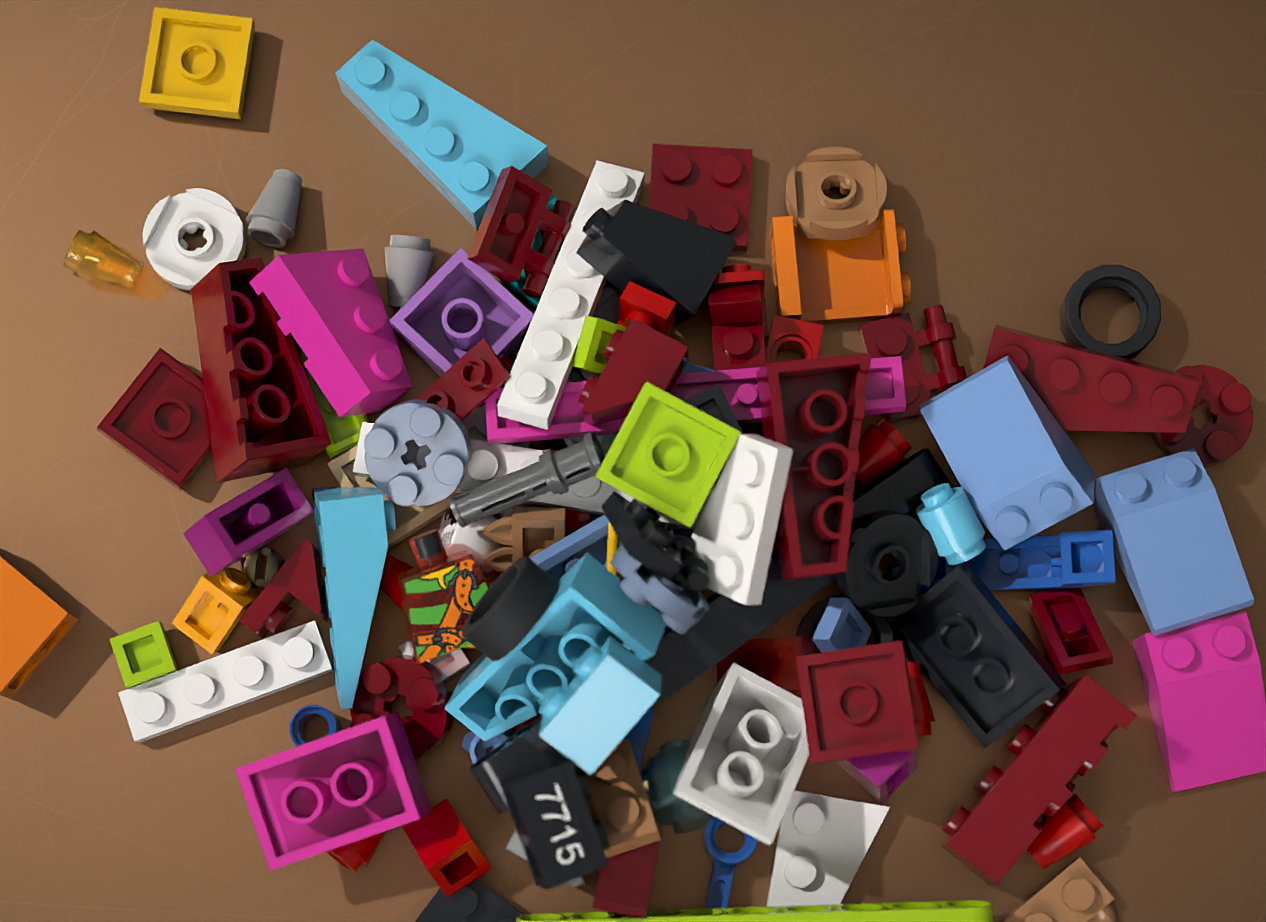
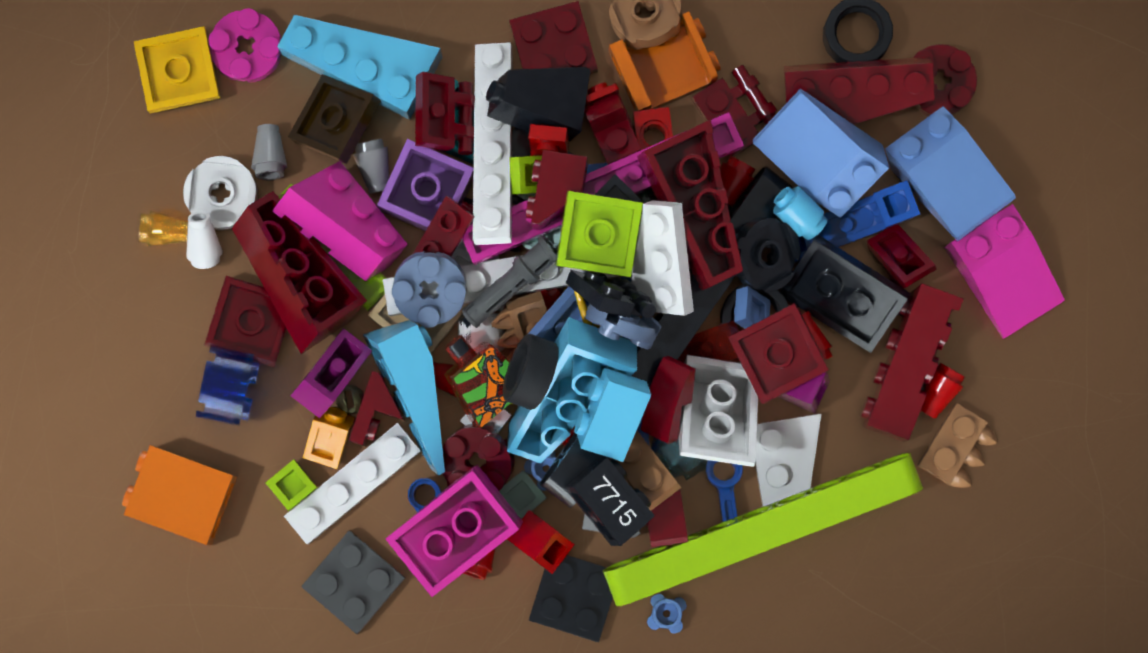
camera: 20 degrees left, 5 degrees up
(105, 491) = (226, 386): none -> clear blue brick
(146, 293) = (202, 242): none -> white cone
(178, 814) = (353, 582): none -> dark grey plate
(273, 49) = (226, 38): none -> dark pink plate
(377, 192) = (334, 118): none -> dark brown plate
(446, 774) = (522, 494): none -> sand green plate
(688, 703) = (669, 391): none -> dark red slope

